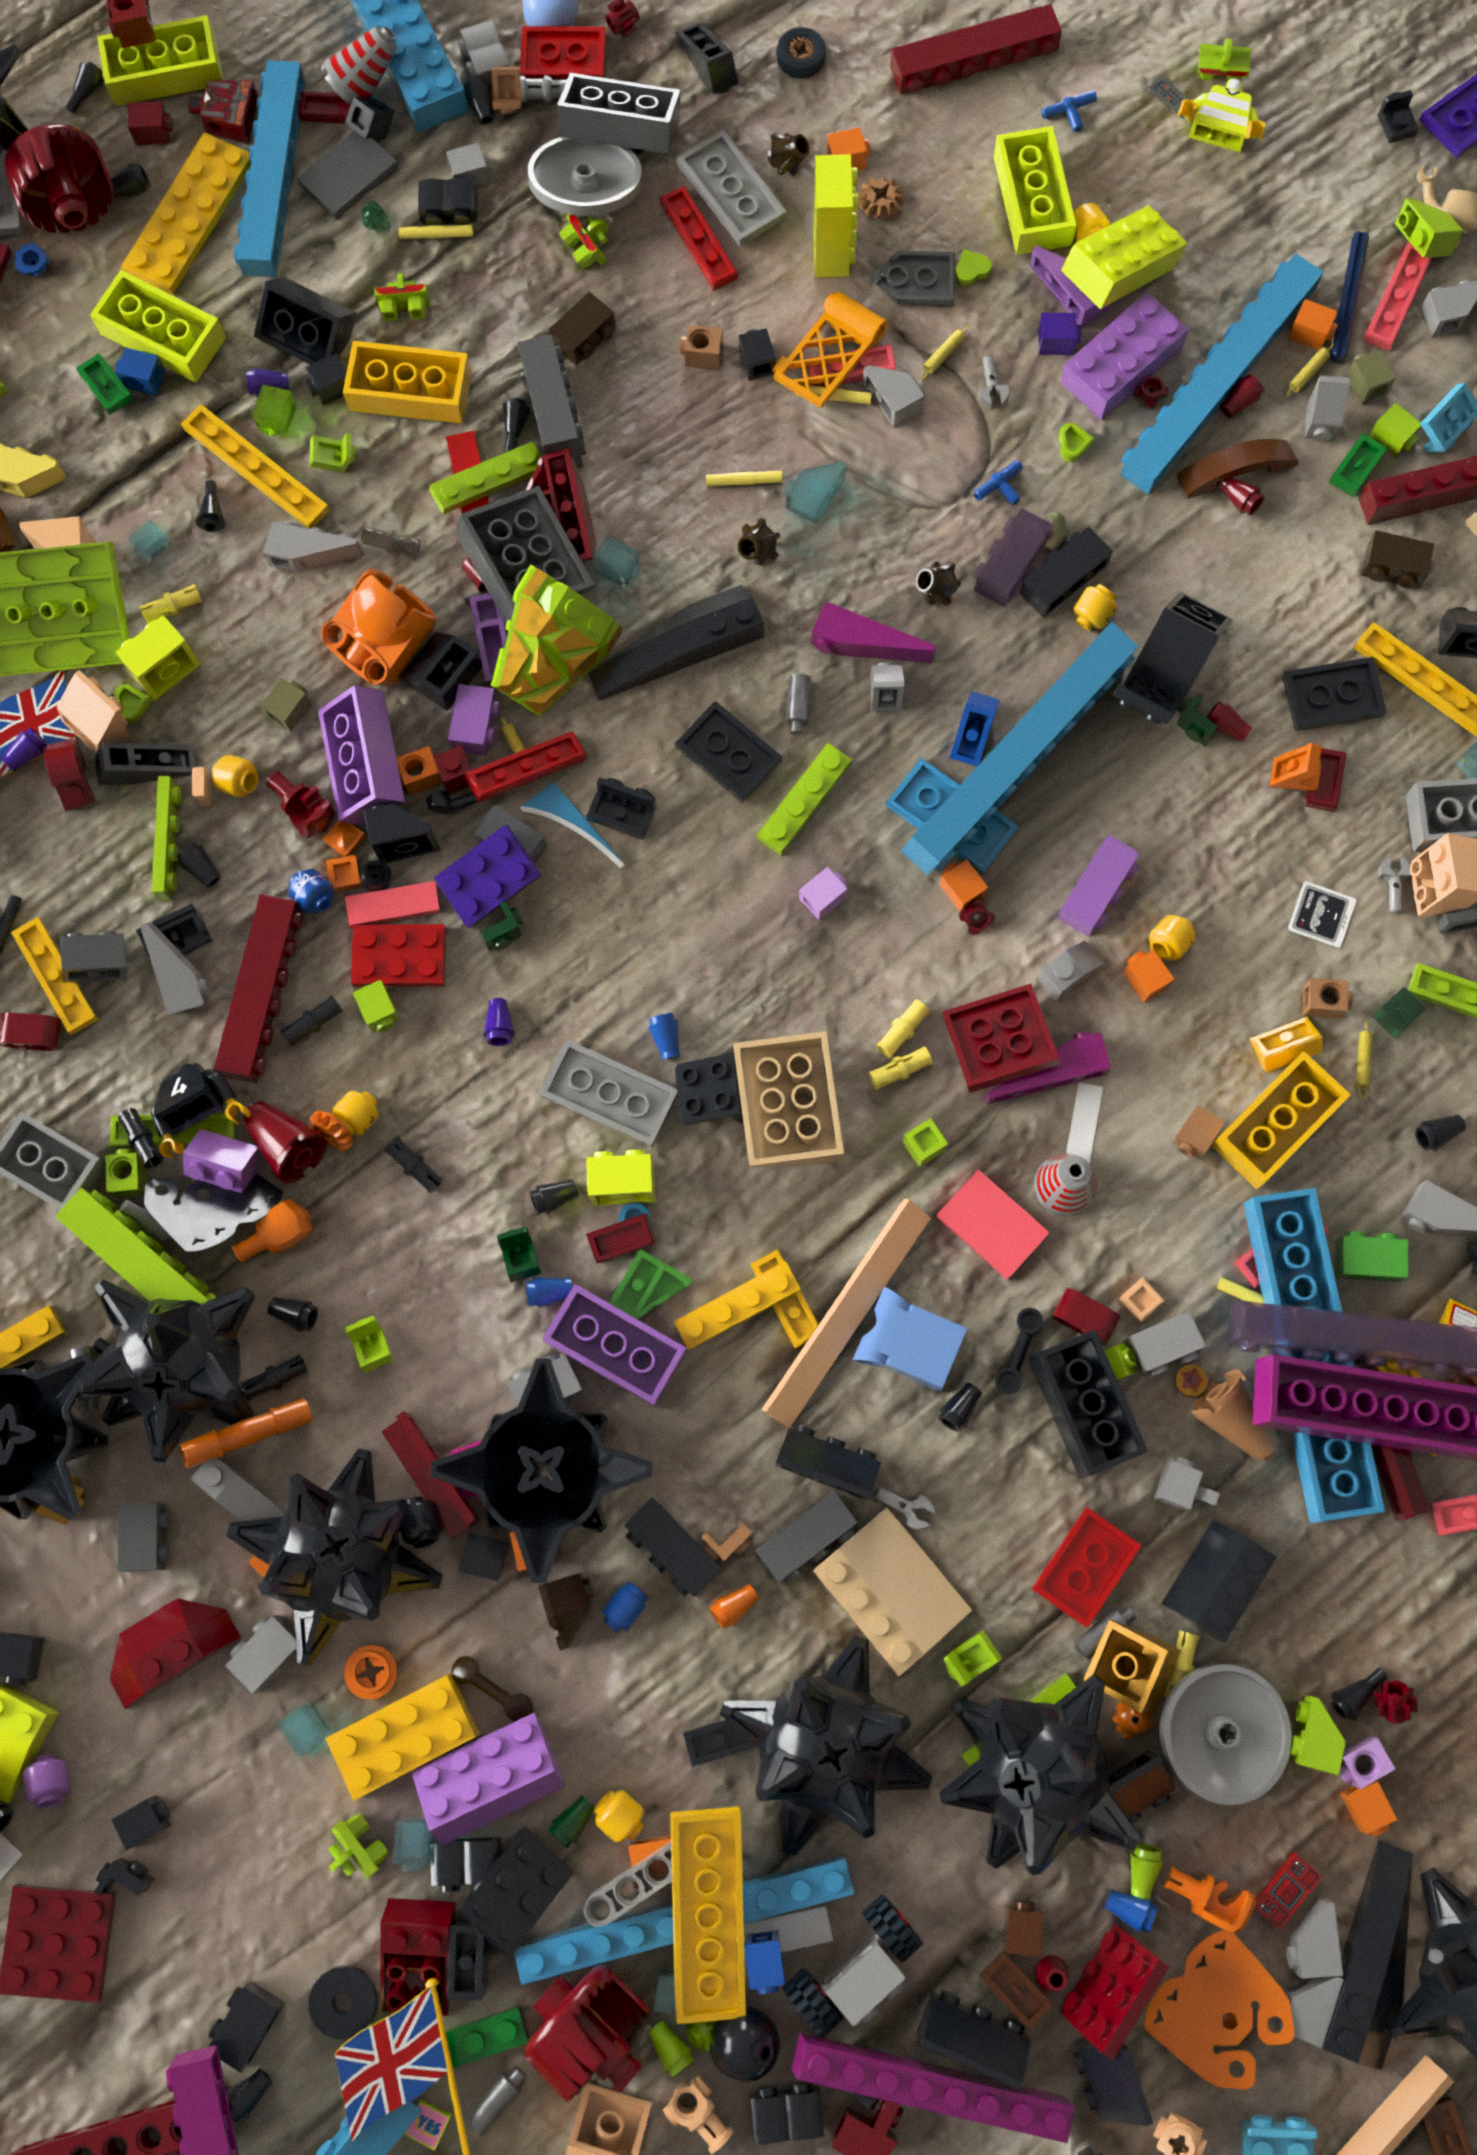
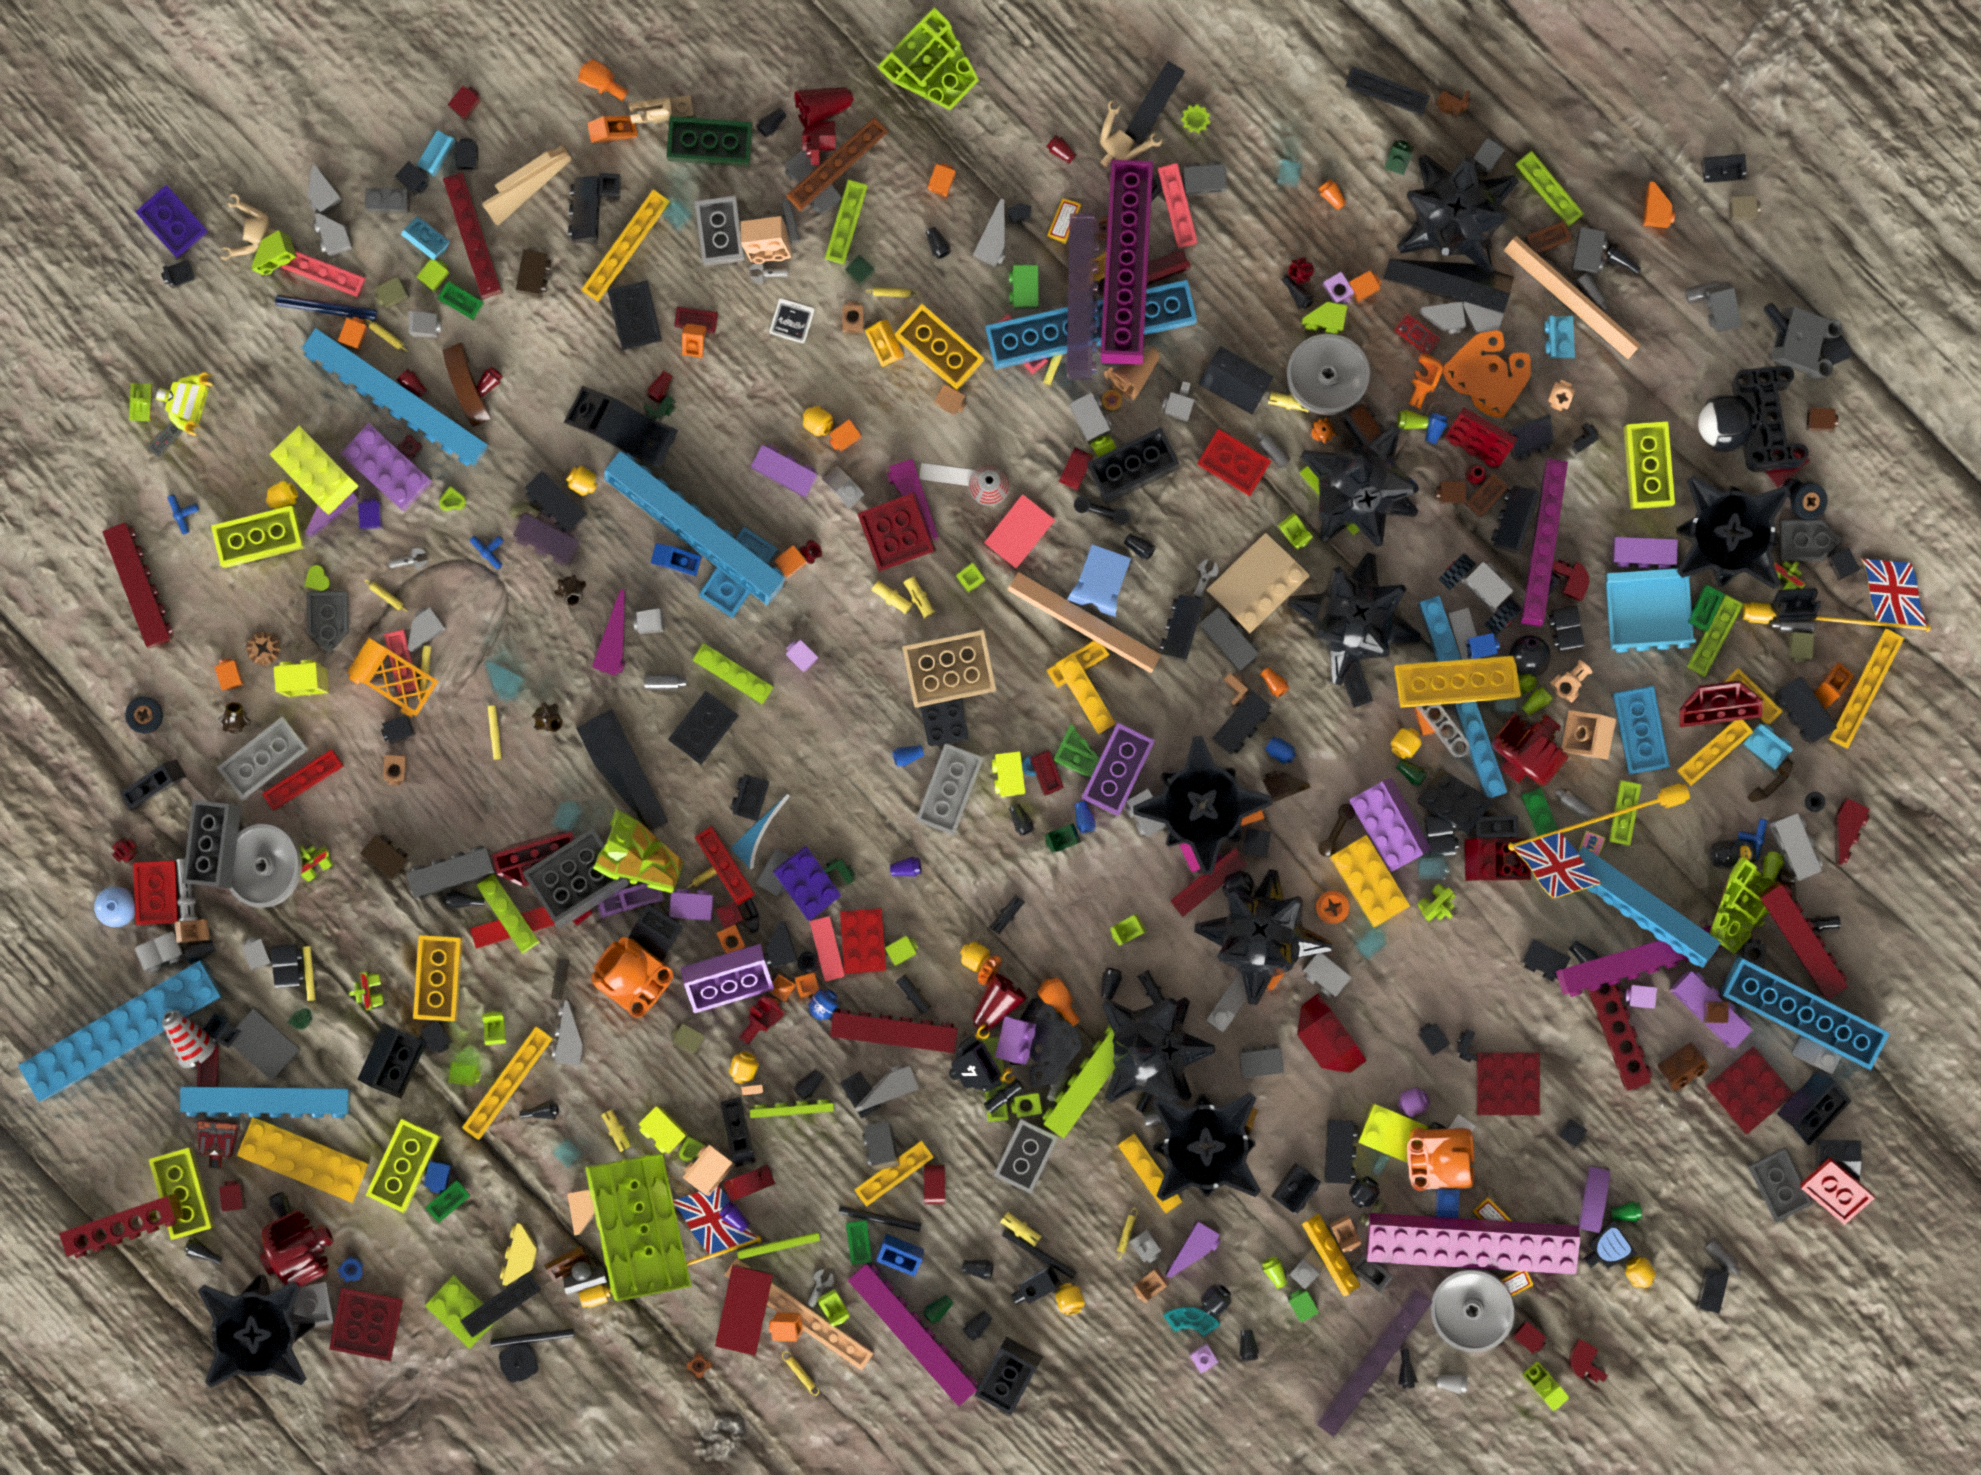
camera: 100 degrees left, 10 degrees up
(245, 1433) = (1191, 1000): orange piece -> none
(261, 377) = (440, 1085): dark purple cone -> none
(322, 2005) = (1539, 899): black tile -> none
(1133, 1666) = (1292, 431): pearl gold slope -> none
(1141, 1300) = (1061, 433): light nougat tile -> none

